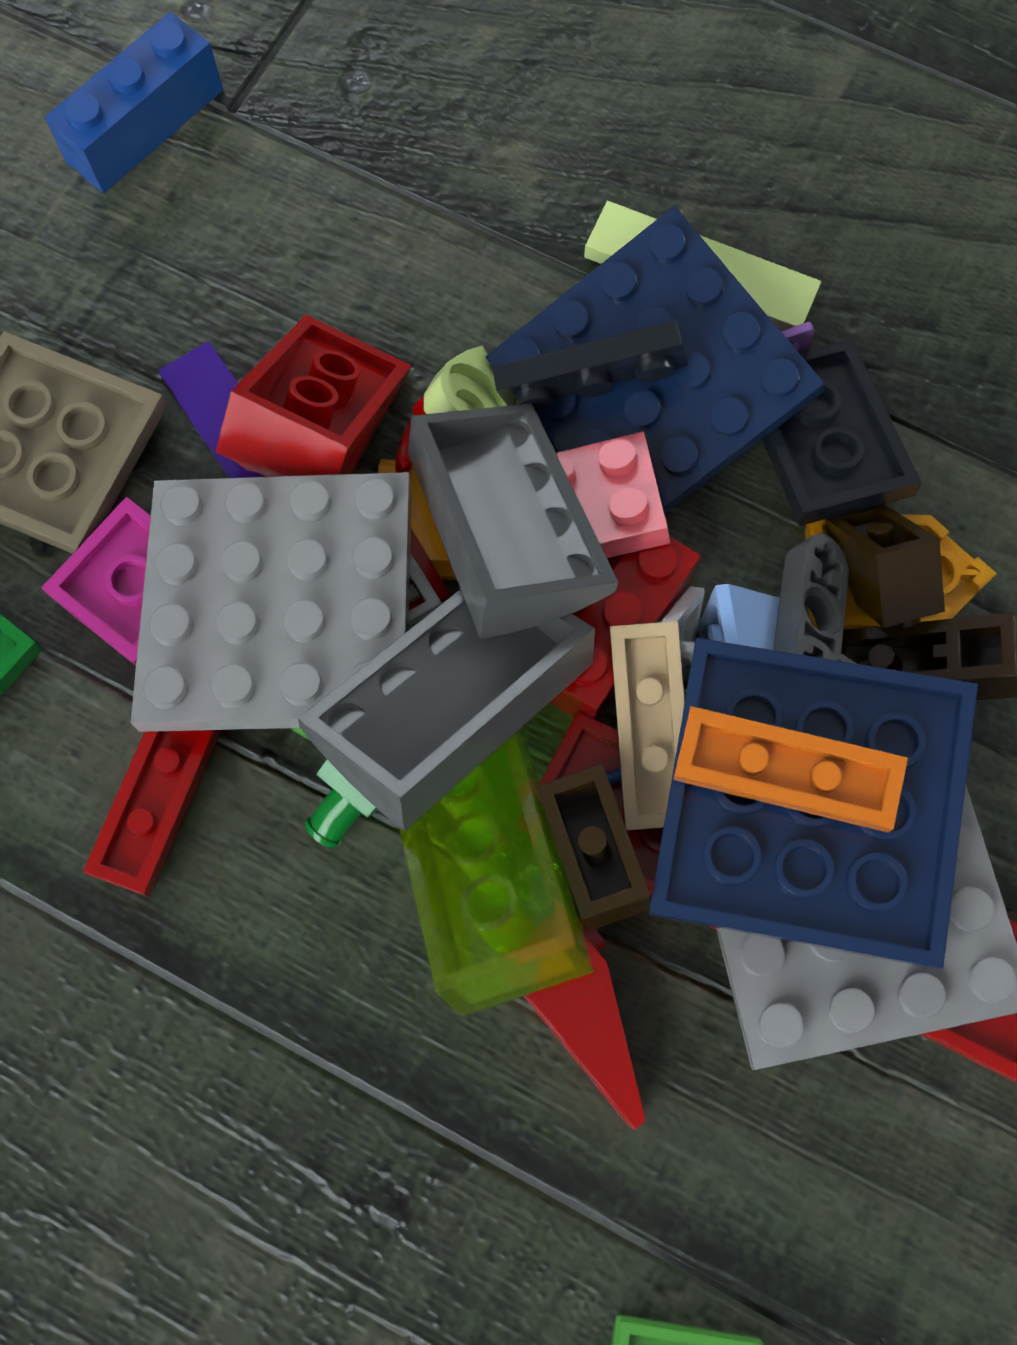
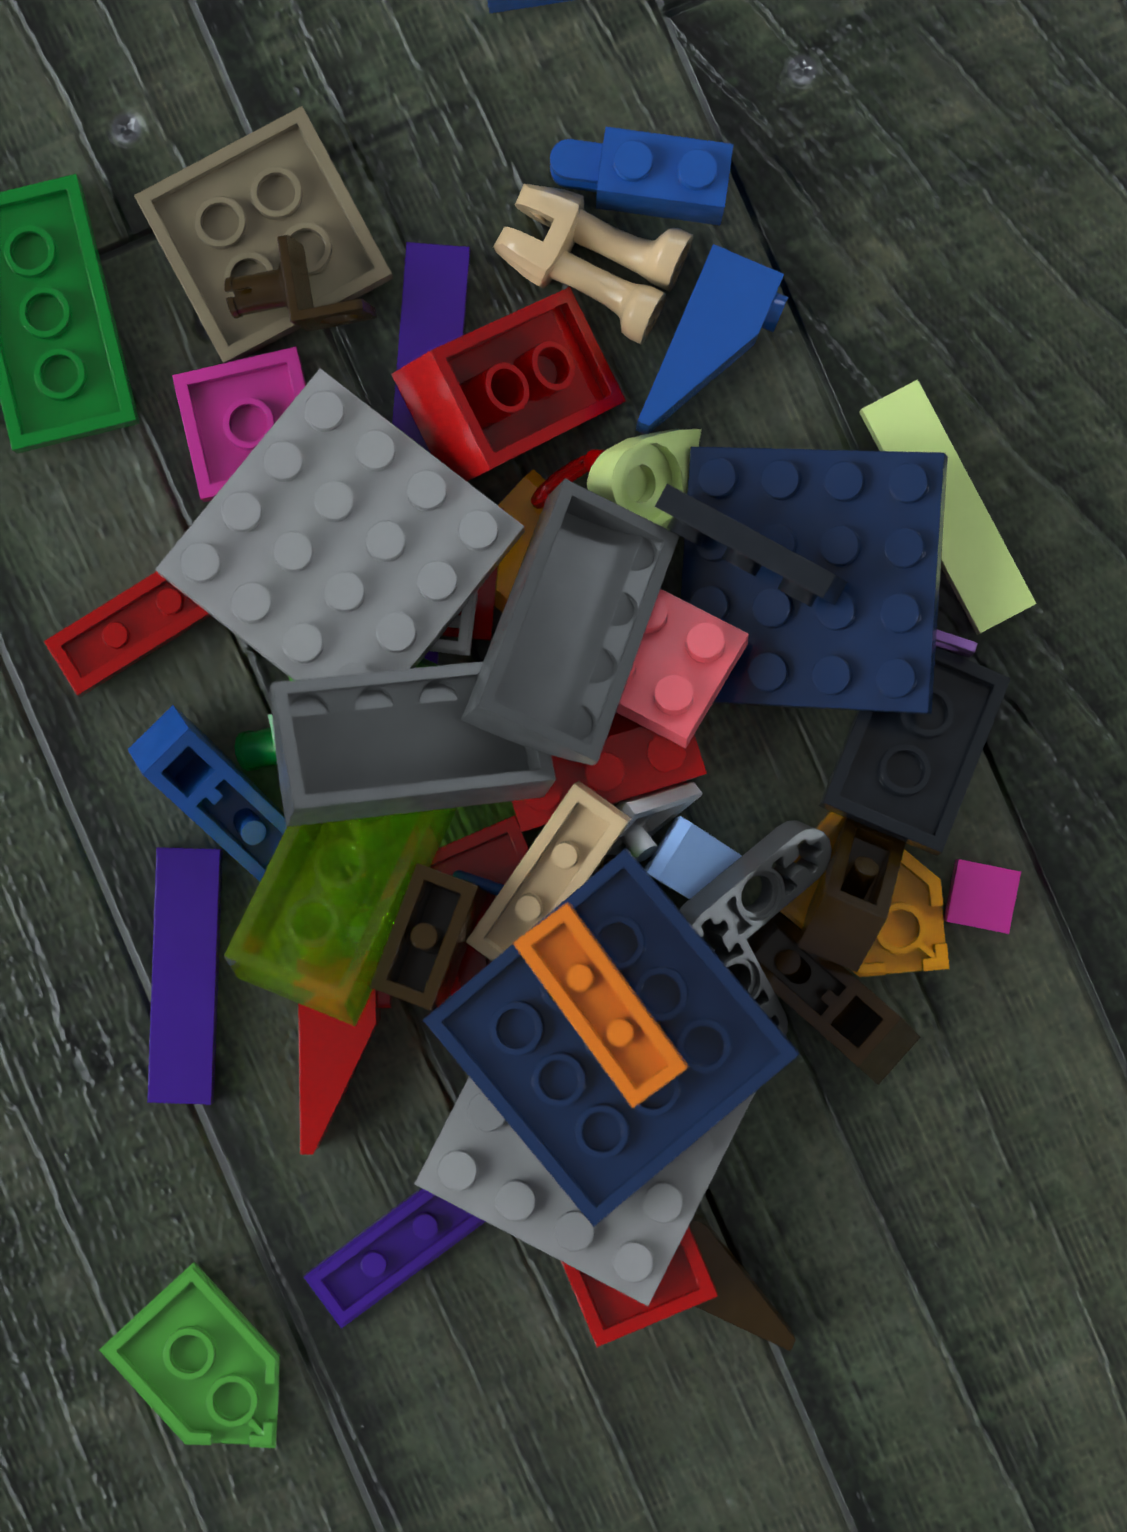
camera: 45 degrees right, 15 degrees up
(84, 452) = (291, 289): none -> dark brown bracket
(258, 283) = (569, 223): none -> tan piece
(303, 199) = (648, 173): none -> blue brick
(319, 883) = (210, 790): none -> blue slope
(414, 1064) = (185, 975): none -> dark purple tile
(436, 260) = (717, 327): none -> blue slope
(774, 1158) = (388, 1254): none -> dark purple tile
(969, 506) = (982, 896): none -> dark pink tile

